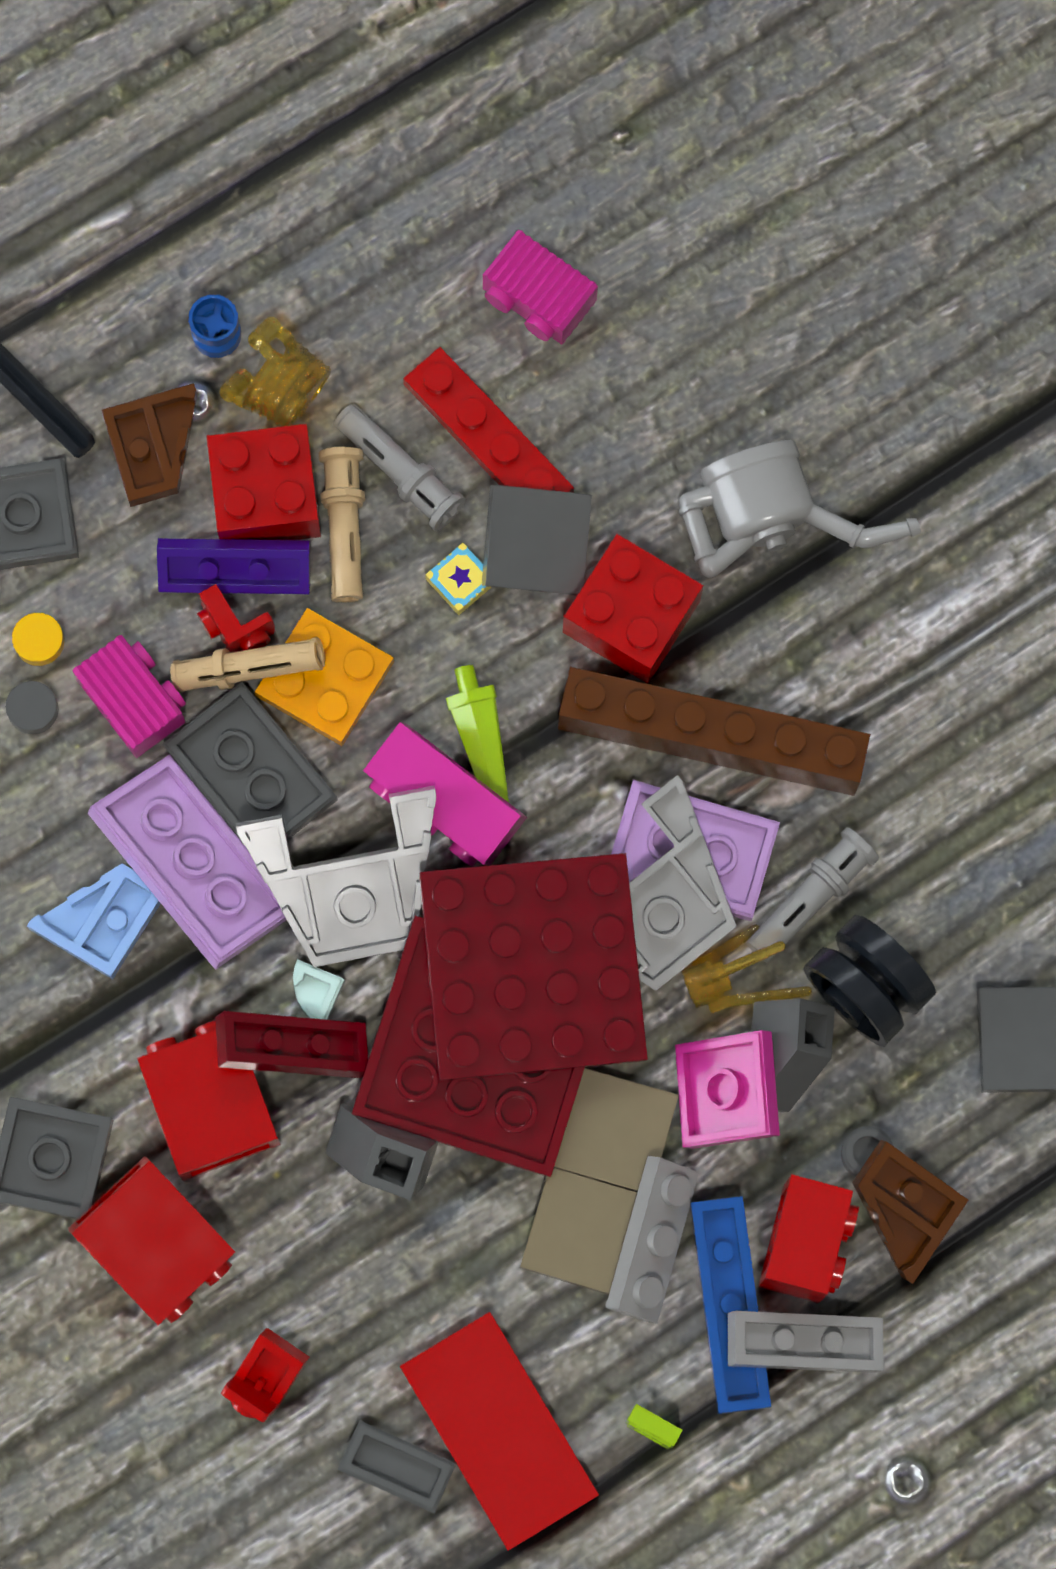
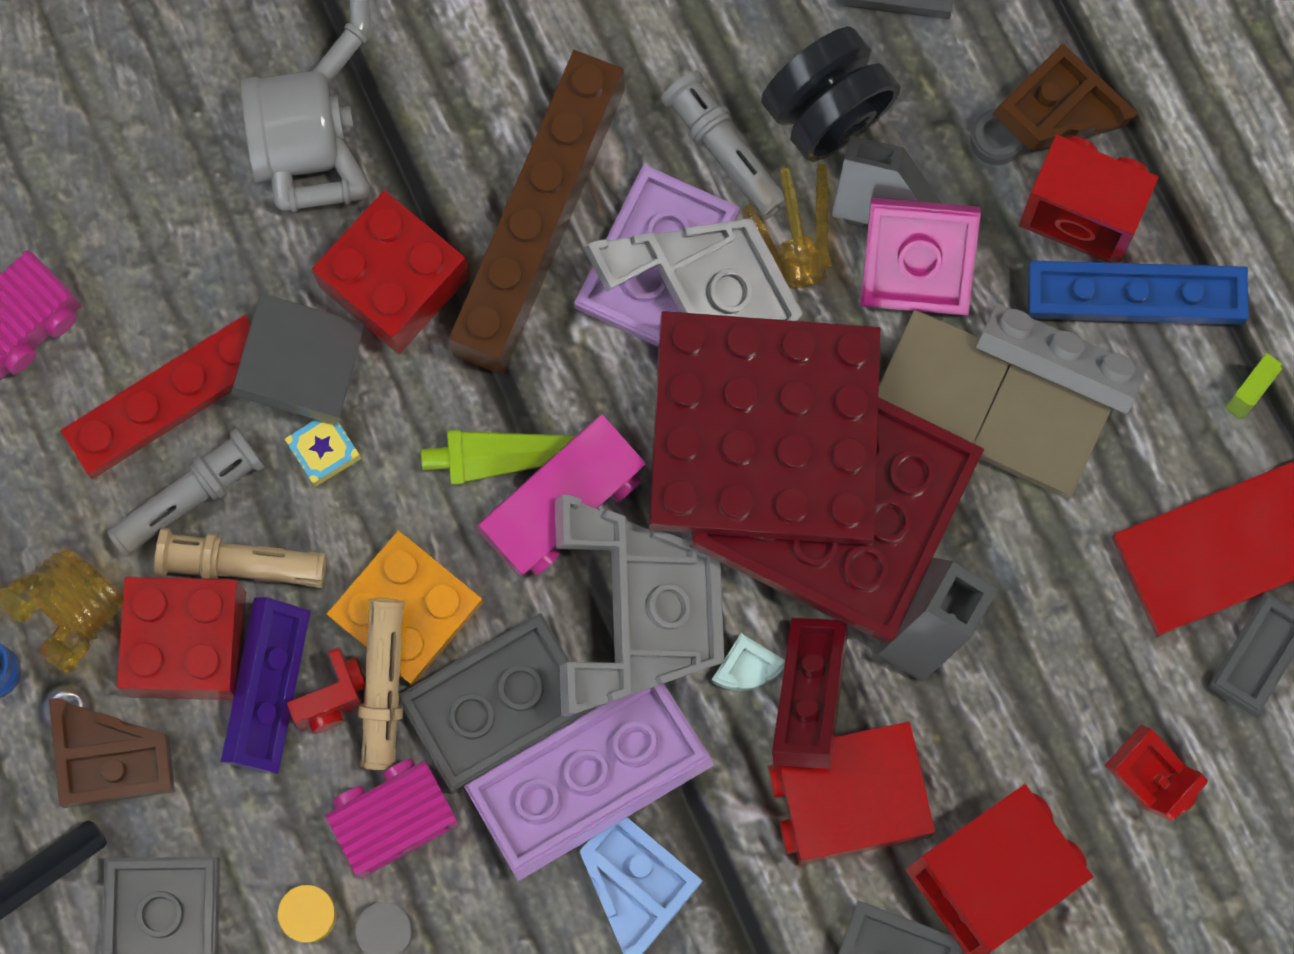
camera: 75 degrees left, 0 degrees up
(805, 1341) = (1188, 221): light grey plate -> none

